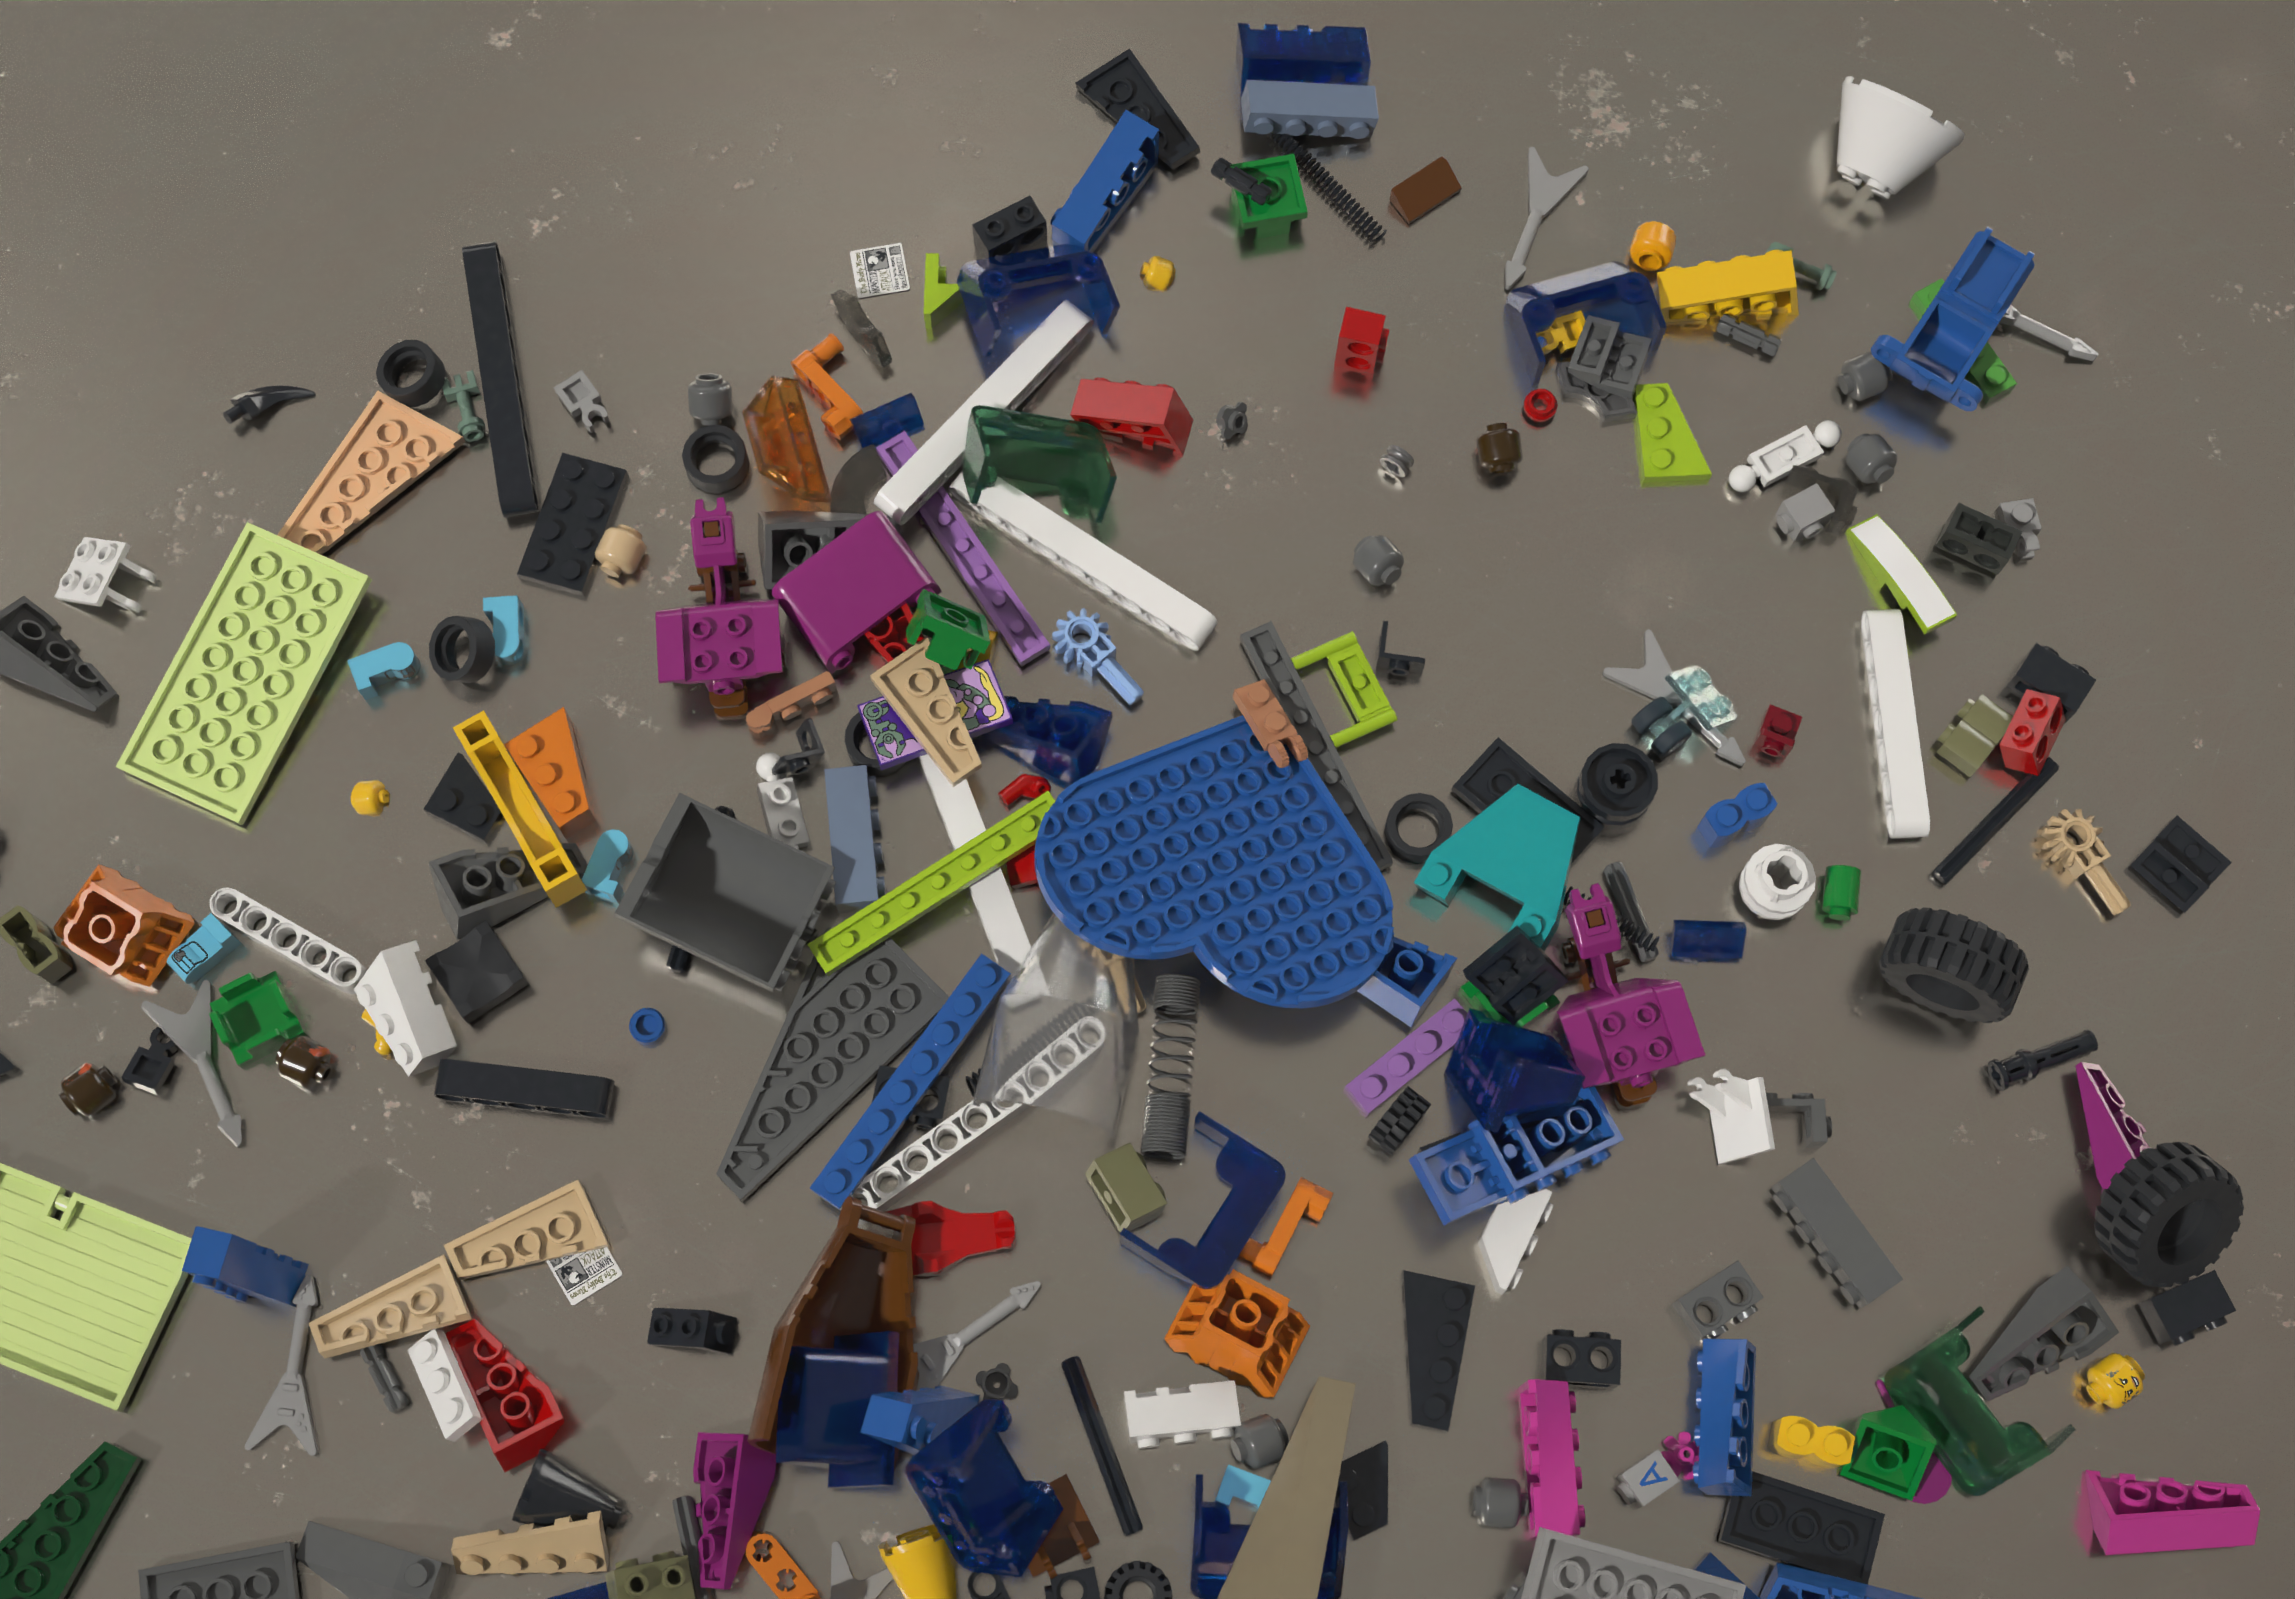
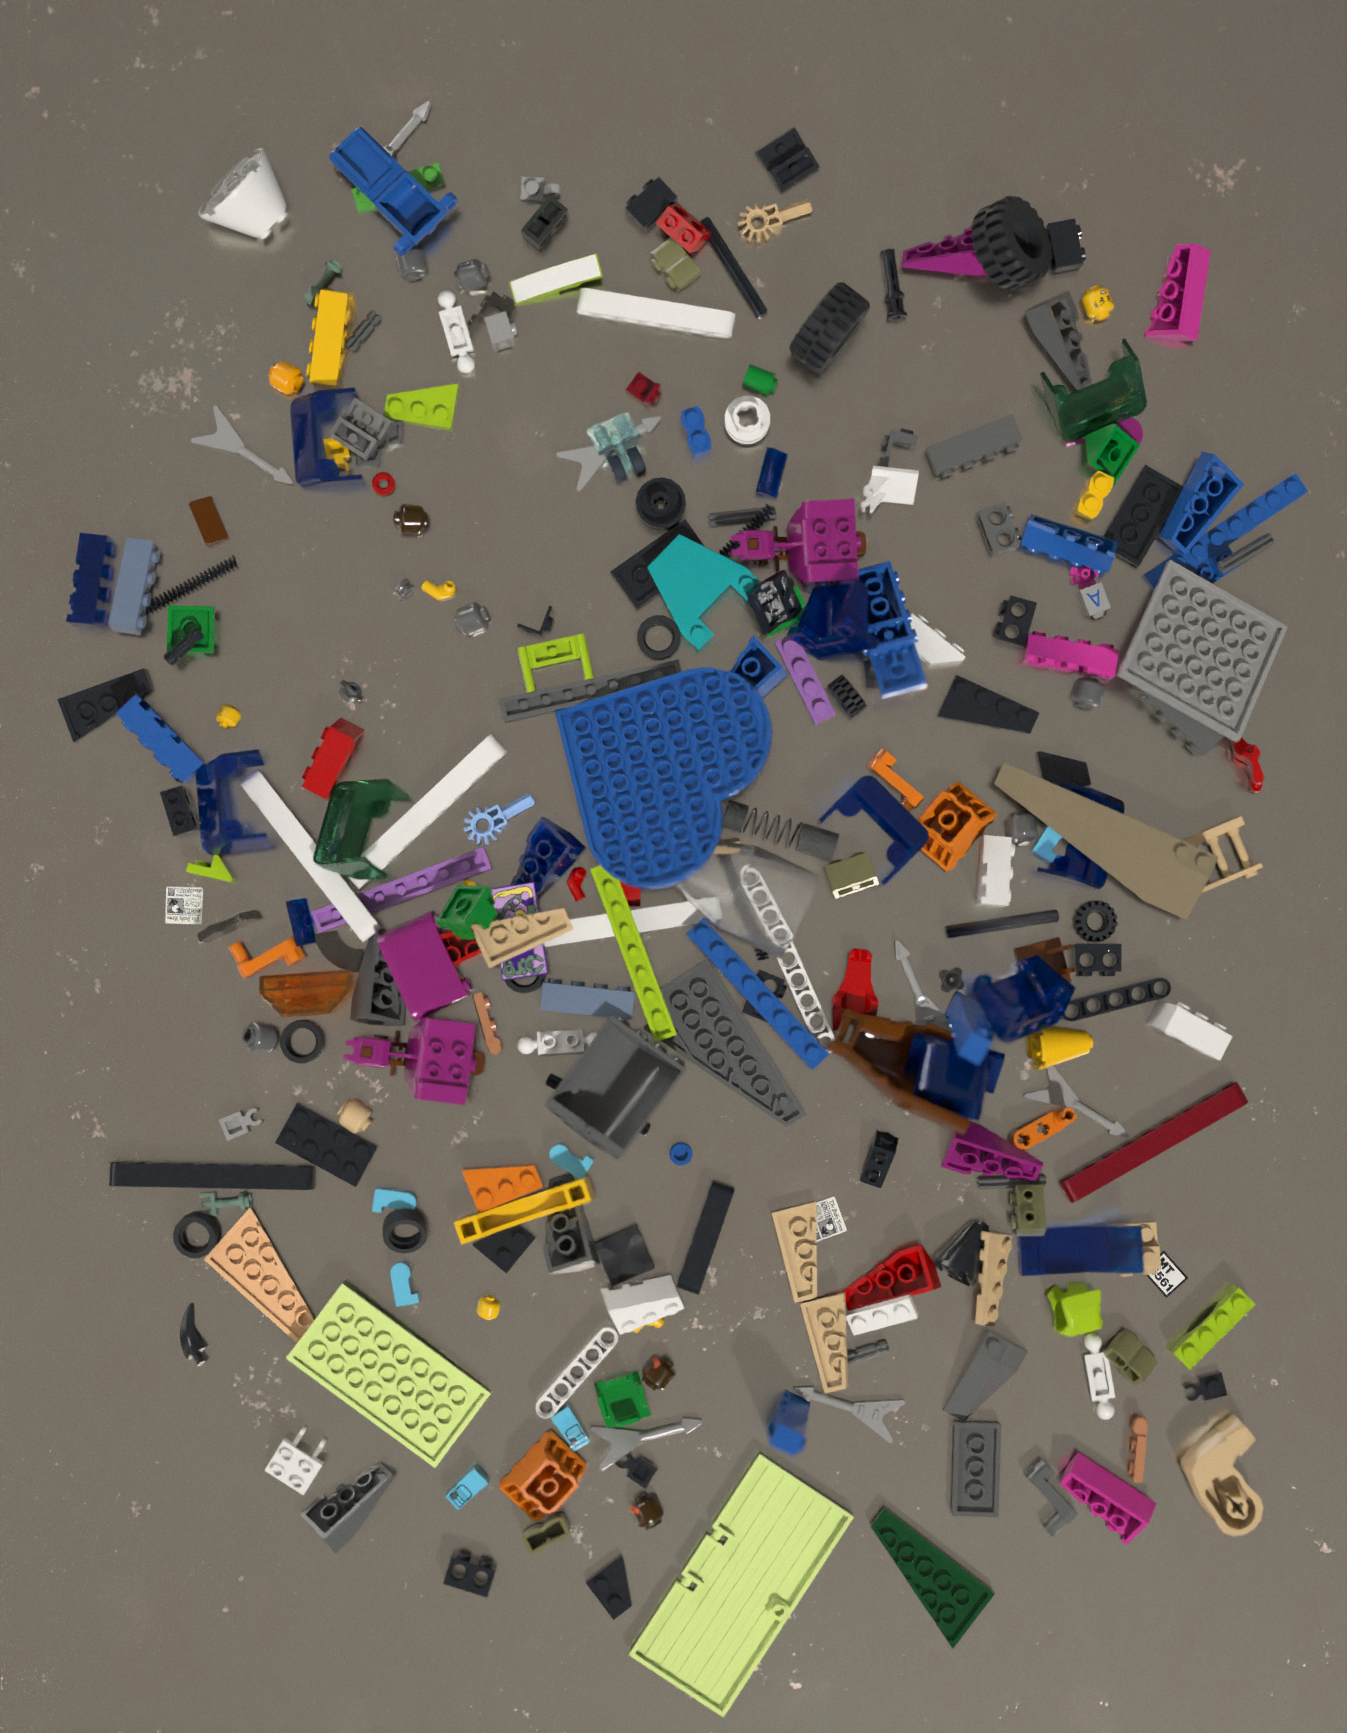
camera: 80 degrees left, 15 degrees up
(93, 820) = (467, 1487): none -> medium azure leg
(805, 760) = (524, 1016): black bracket -> none
(1269, 722) = (570, 716): nougat hinge -> none
(1361, 340) = (315, 592): red brick -> none
(1405, 510) = (441, 591): none -> yellow arm

